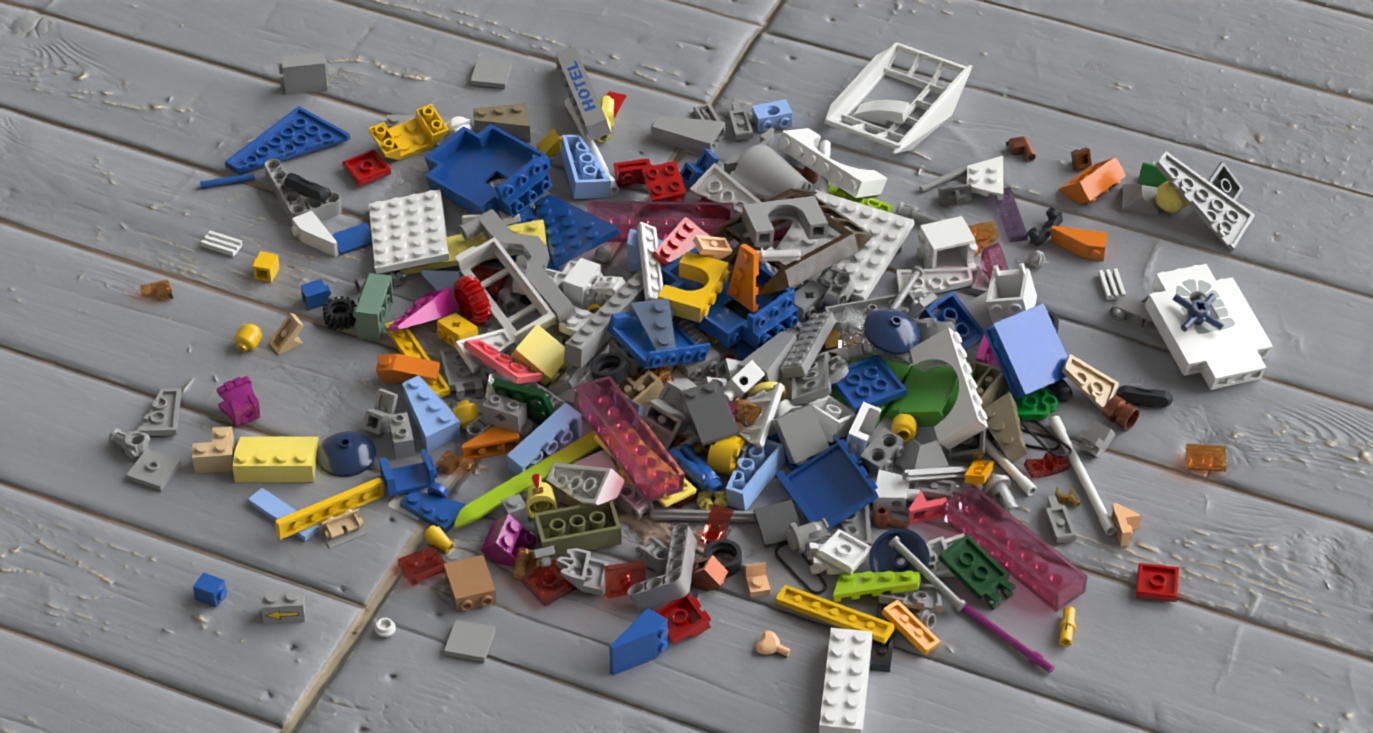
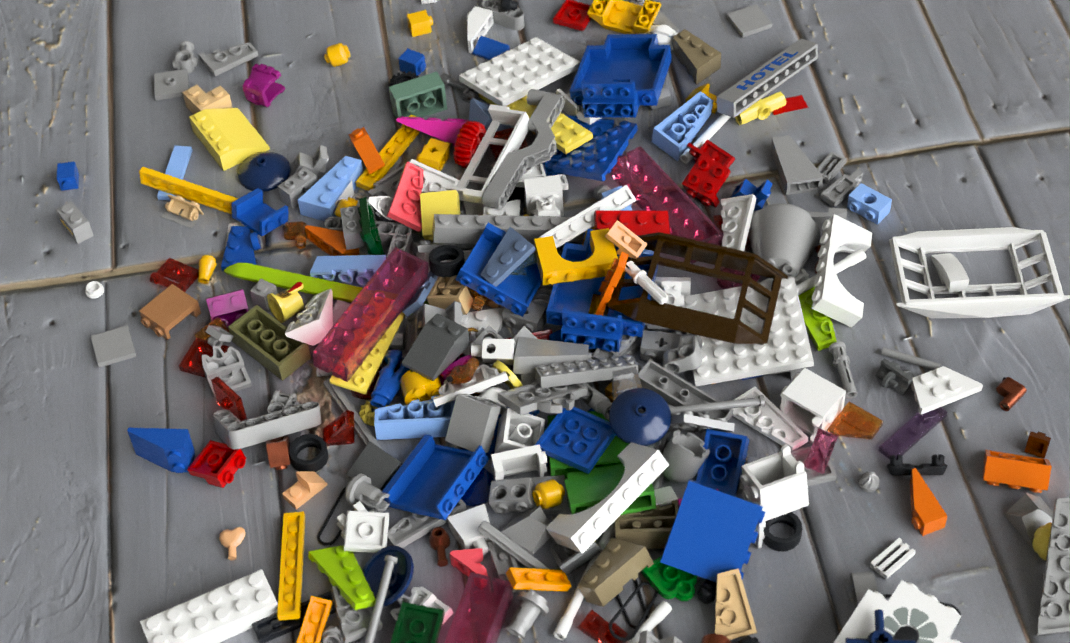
camera: 60 degrees right, 5 degrees up
(286, 335) = (357, 74): tan slope -> none
(803, 210) = (688, 249): light grey arch -> none

